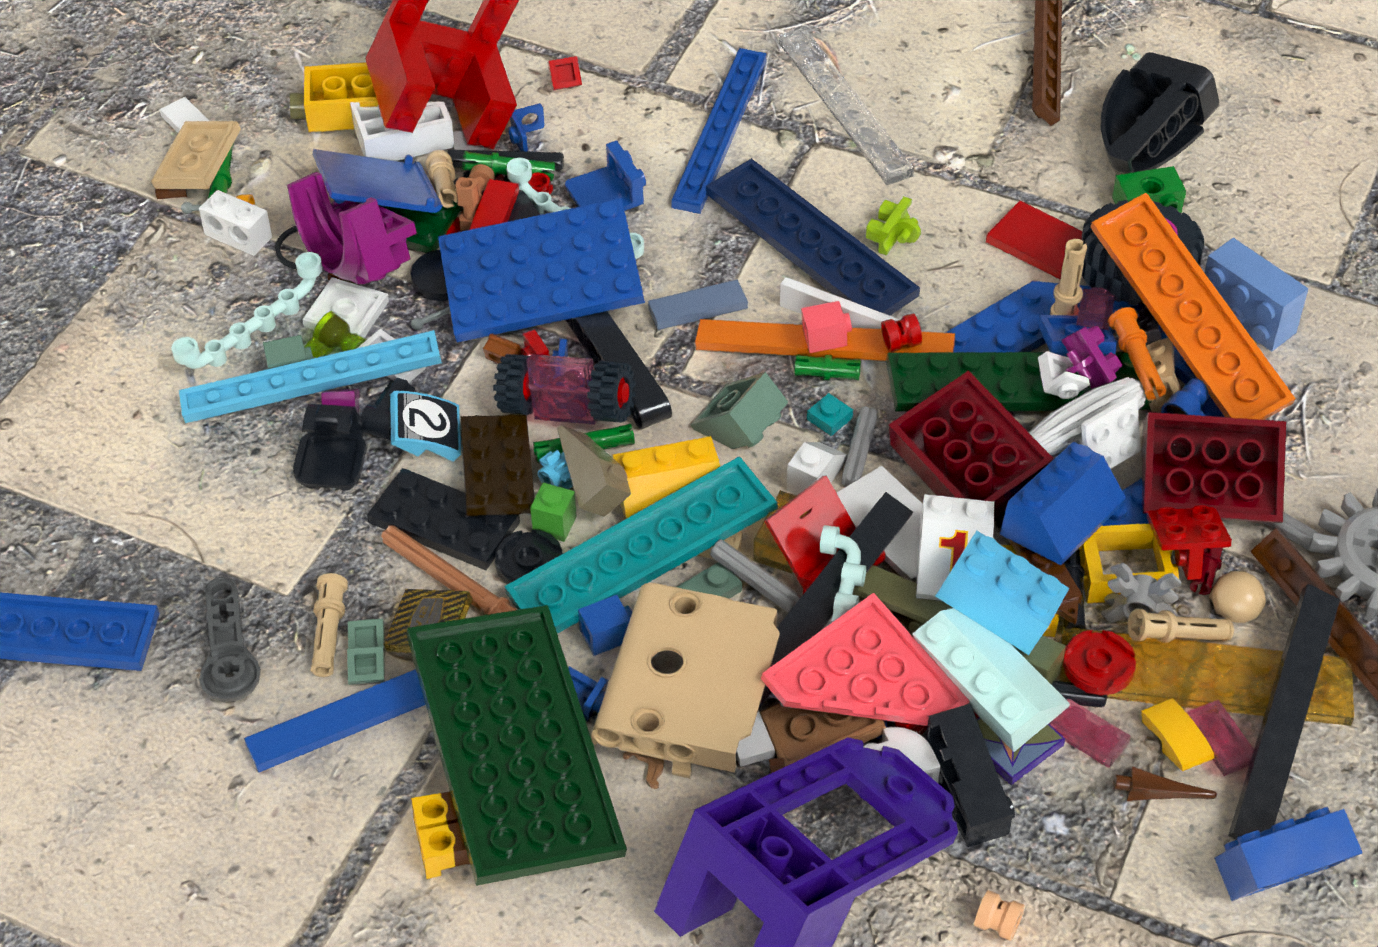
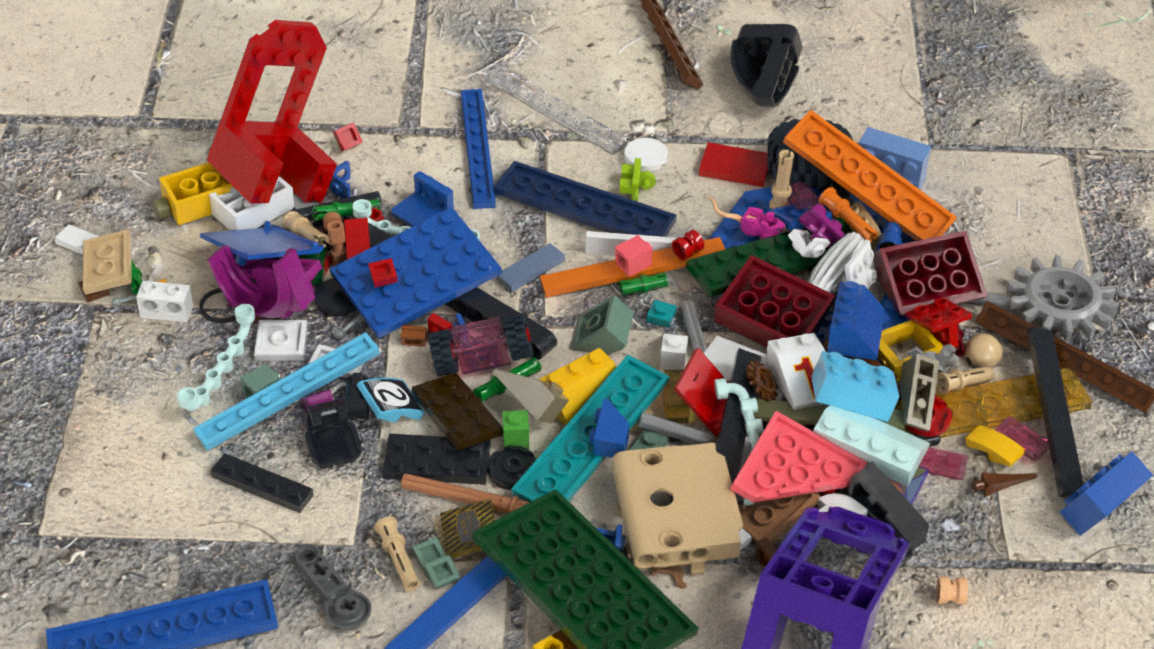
camera: 25 degrees left, 5 degrees down
(224, 483) = (262, 483): none -> black plate
(332, 333) = (286, 357): clear neon green piece -> none
(490, 260) = (383, 272): none -> red plate
(555, 470) = (501, 401): medium azure gear -> none
(604, 624) = (594, 492): blue brick -> none
(656, 552) = (611, 431): none -> blue slope
(903, 538) = (760, 373): none -> reddish brown gear
(931, 195) = (651, 151): none -> white tile
(1010, 326) = (755, 222): none -> dark pink animal
(1093, 628) = (918, 390): none -> dark tan slope
(1160, 184) = (785, 111): green brick -> none

